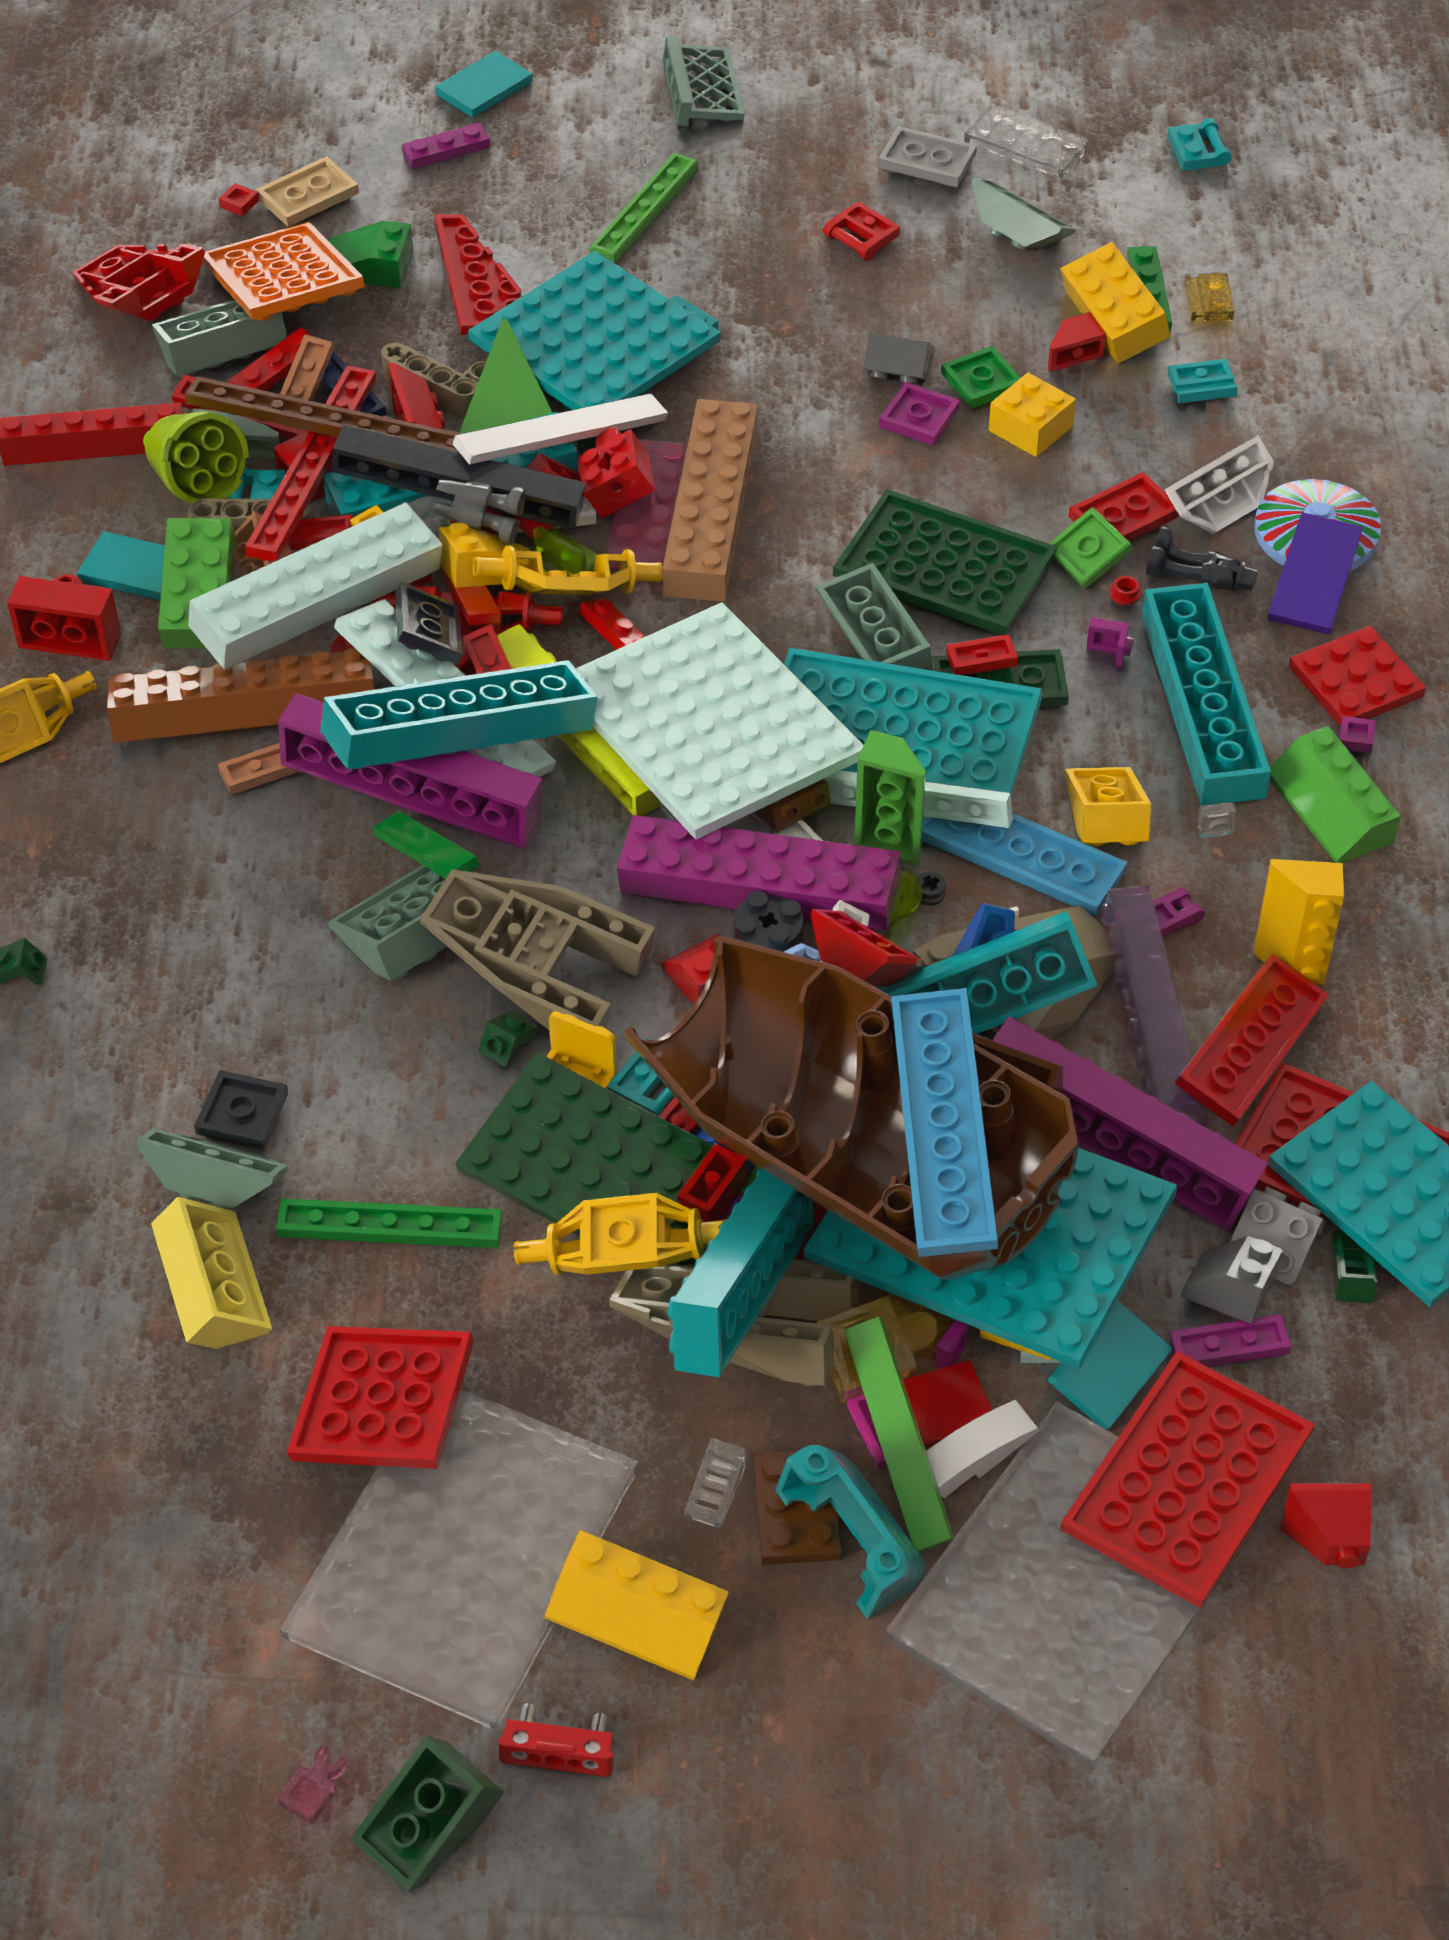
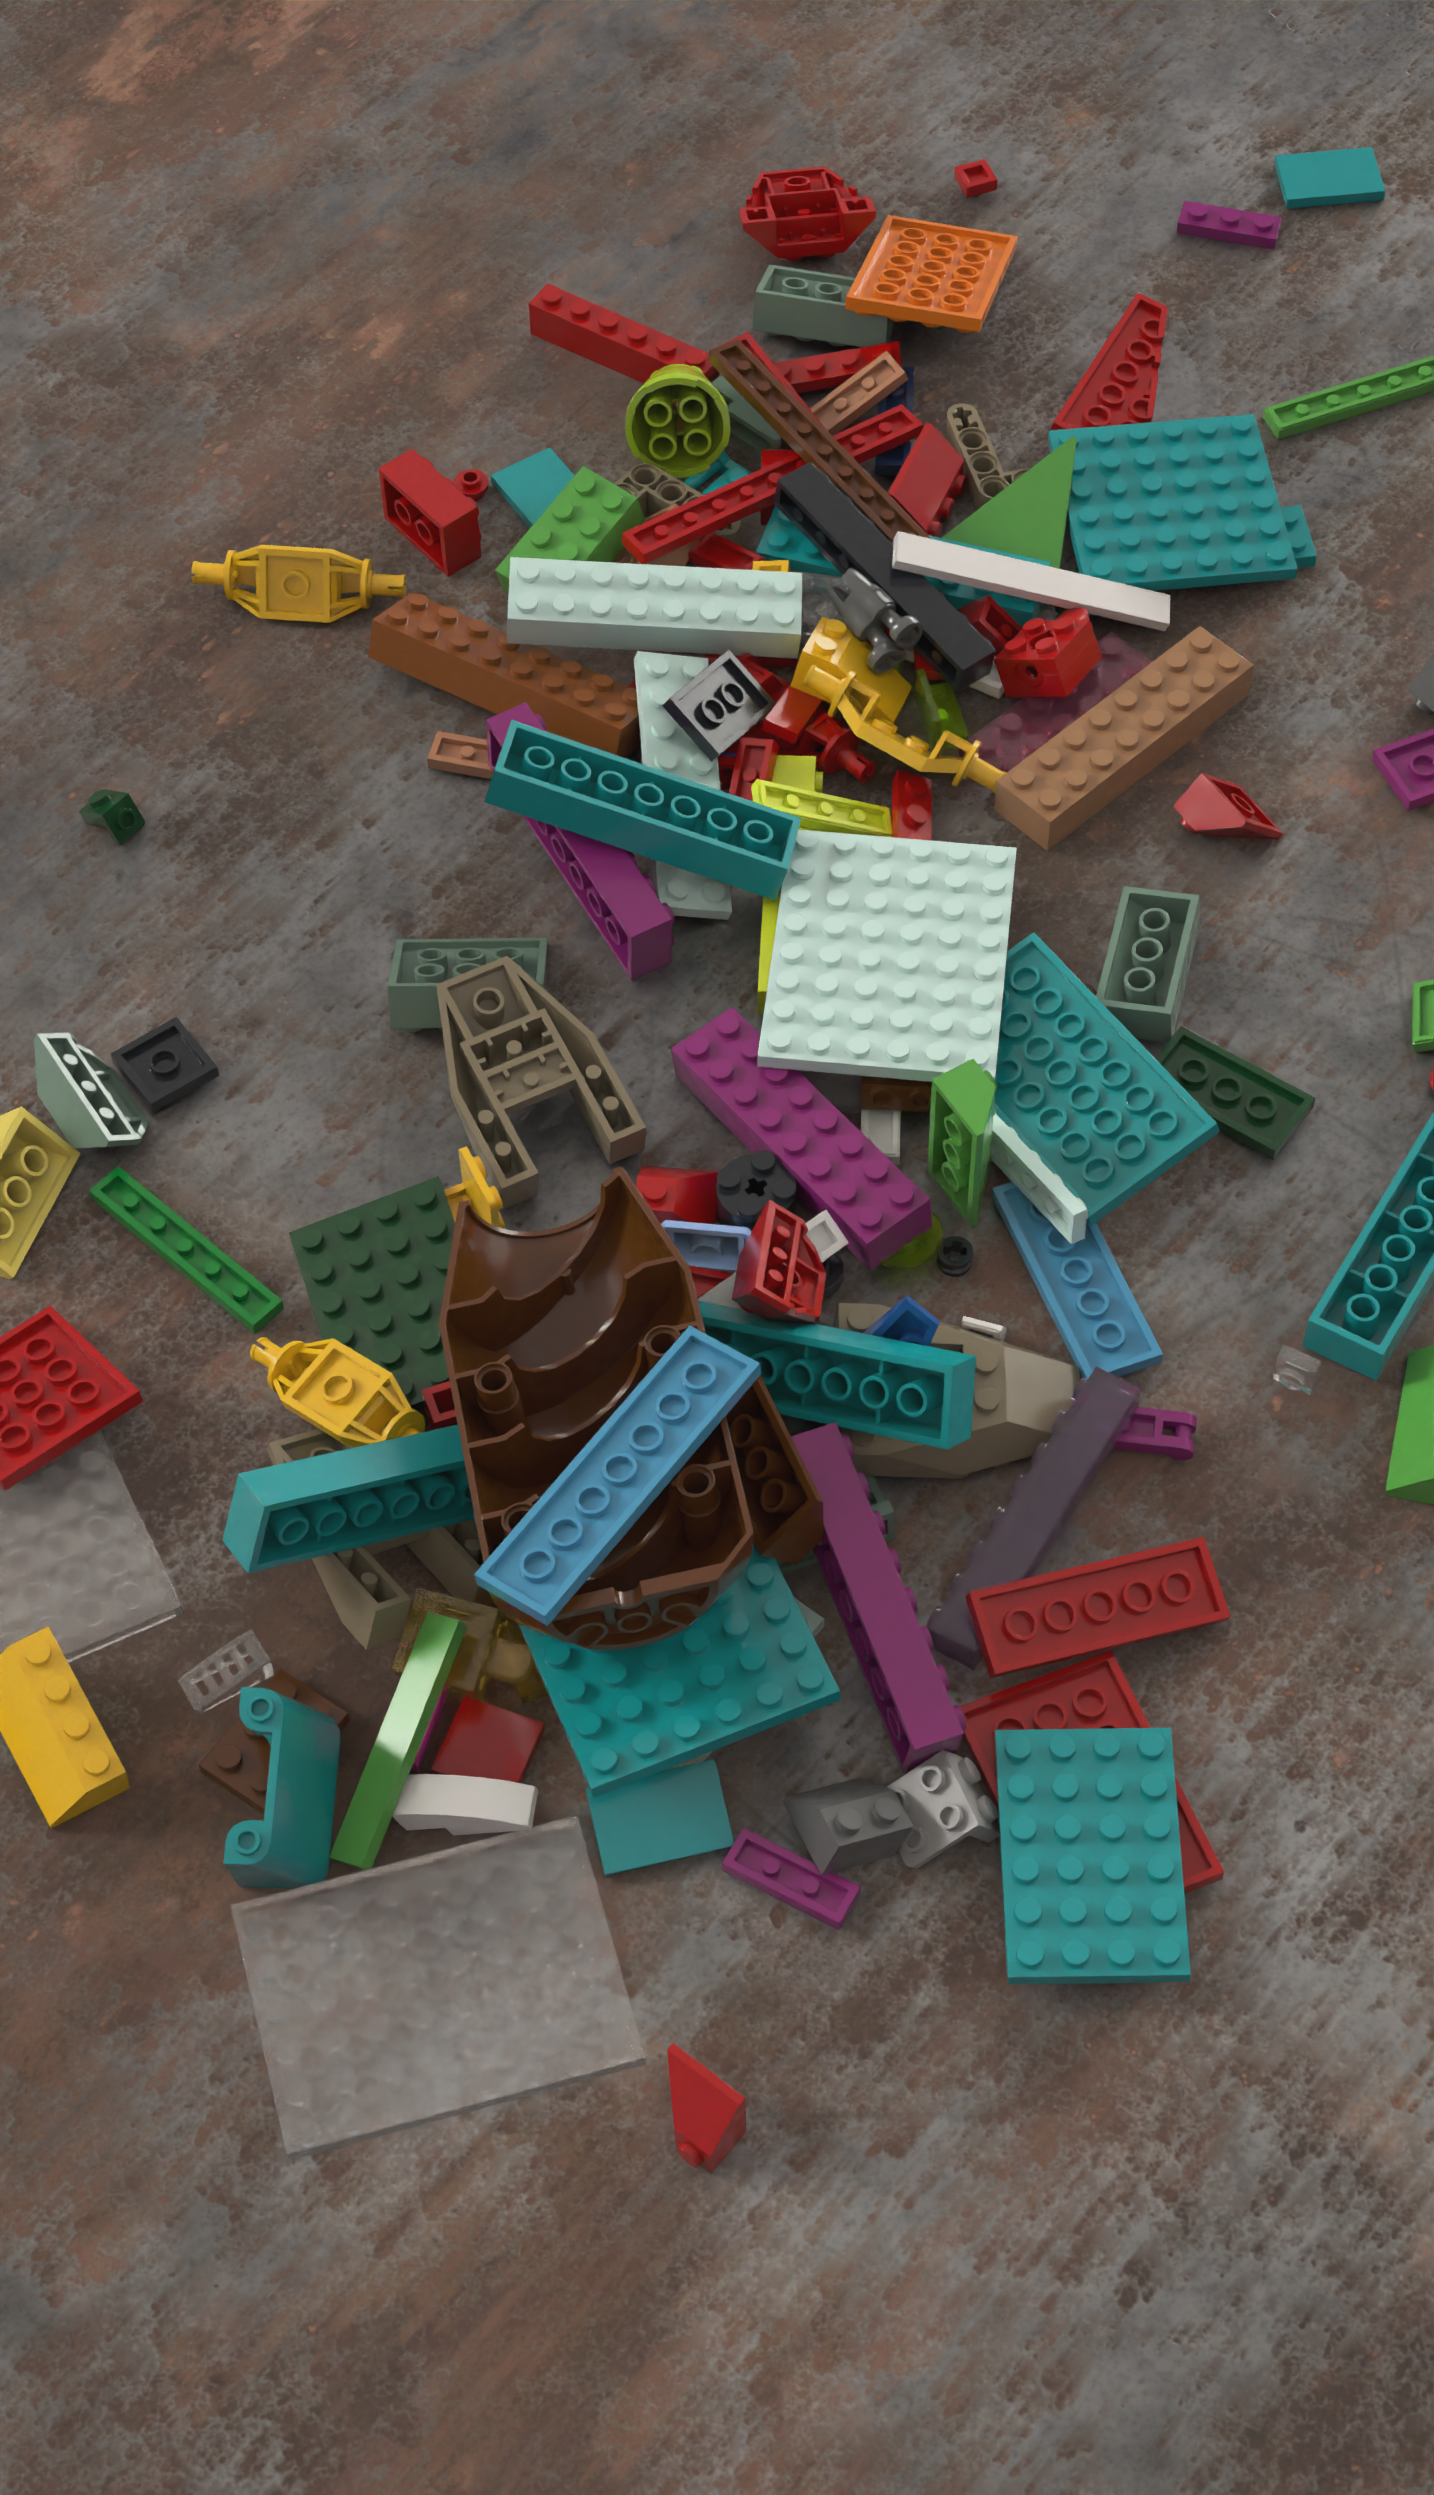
camera: 40 degrees right, 5 degrees up
(307, 191) = (1048, 203): tan plate -> none
(378, 251) = (1046, 303): green slope -> none
(424, 845) = (533, 921): green tile -> none
(504, 1035) = (438, 1143): dark green bracket -> none
(576, 650) = (824, 811): none -> neon yellow tile
(822, 511) = (1223, 811): none -> red slope
(949, 561) = (1297, 939): dark green plate -> none
(951, 1344) = (533, 1699): magenta tile -> none
(981, 655) = (1221, 1055): red plate -> none
(1108, 805) = (1204, 1284): yellow slope -> none
(1110, 637) = (1382, 1118): magenta bracket -> none
(1187, 1478) = (613, 1971): red plate -> none
(1301, 915) = (1247, 1522): yellow slope -> none
(1353, 1270) = (963, 1909): dark green slope -> none

